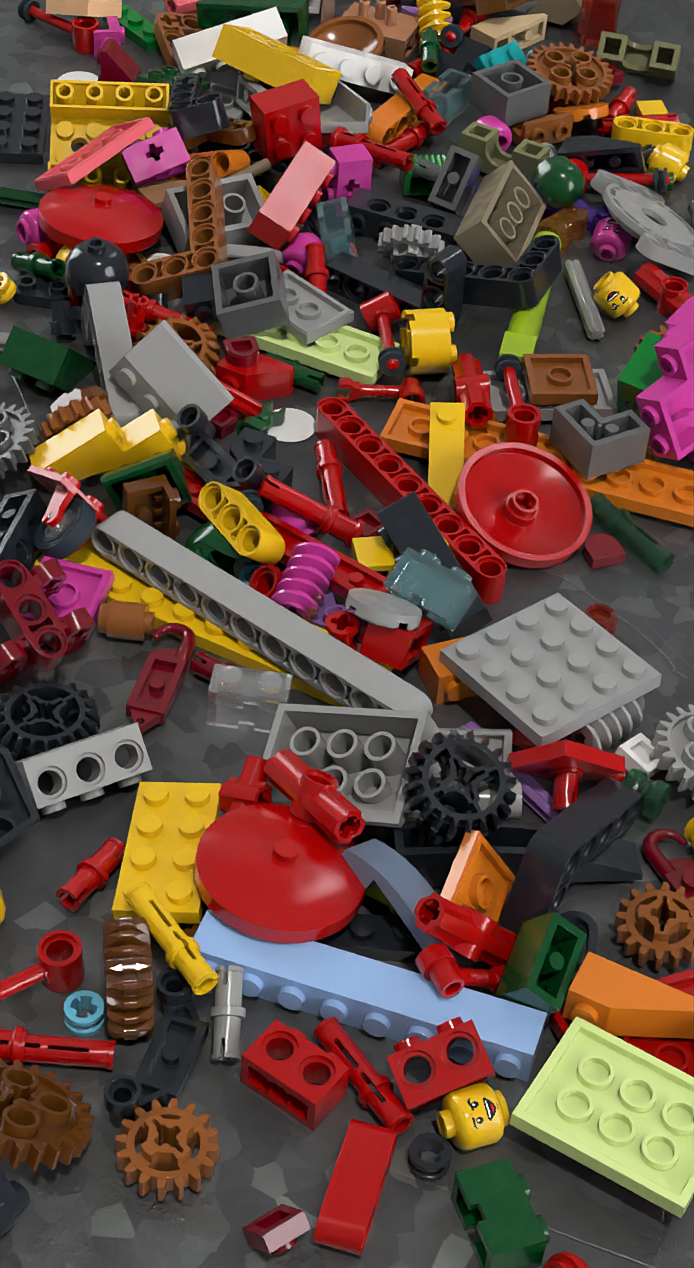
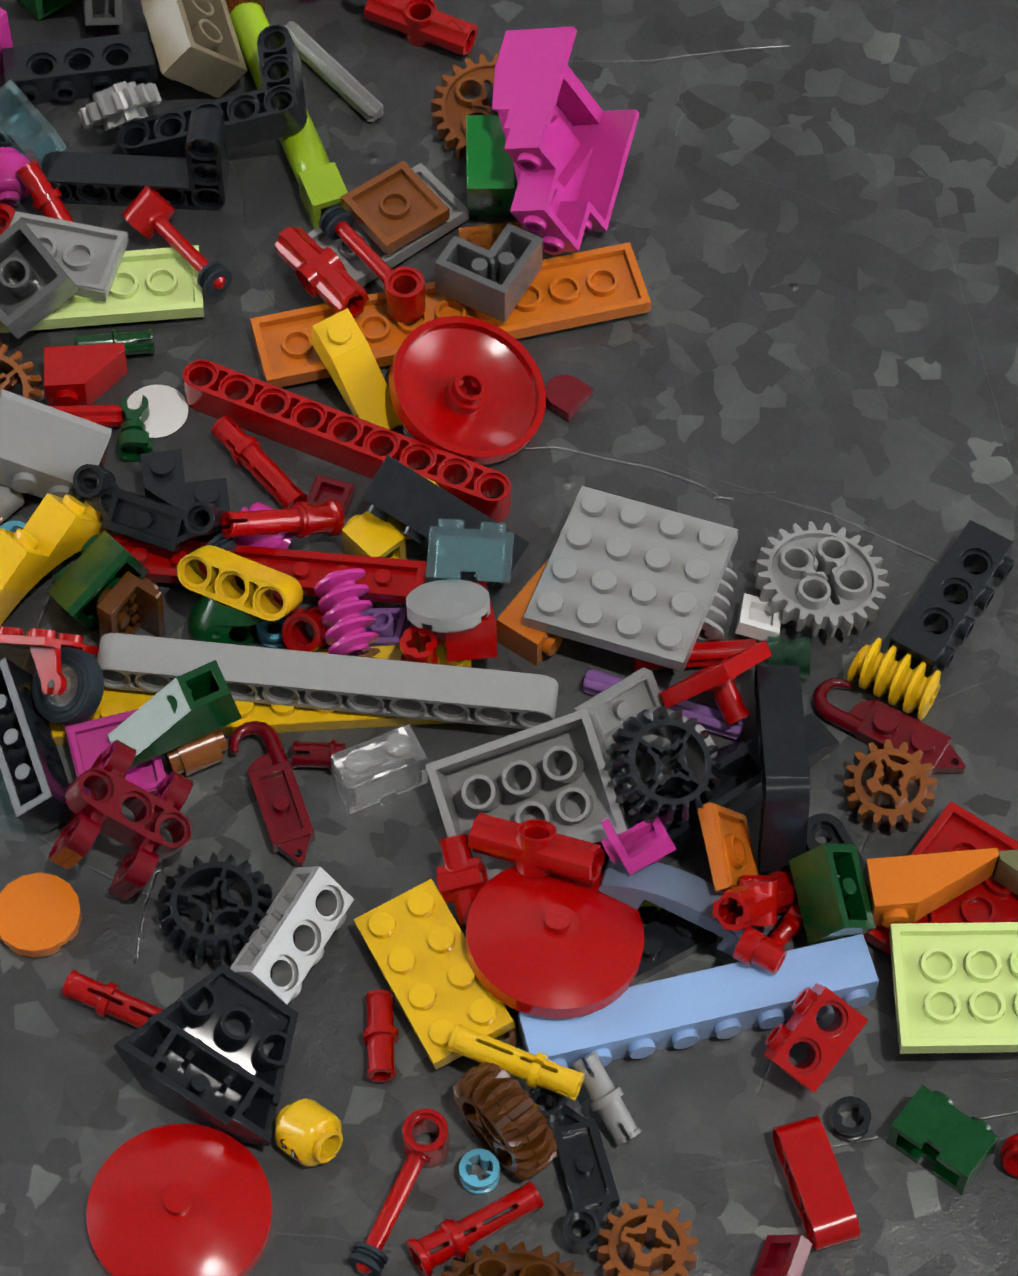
camera: 30 degrees left, 15 degrees up
(129, 577) = (179, 714): none -> dark green slope
(241, 351) = (60, 356): dark red tile -> none
(288, 1080) = (697, 1128): red brick -> none
(392, 1111) = (799, 1102): red pin -> none
(403, 837) = (638, 845): none -> dark pink bracket
(408, 390) = (247, 304): red brick -> none
(428, 341) = (231, 230): yellow brick -> none
(473, 1116) = (865, 1064): yellow head -> none
(603, 615) = (623, 475): clear red plate -> none
(616, 294) = (367, 53): yellow head -> none
(619, 523) = (570, 356): clear green pin -> none

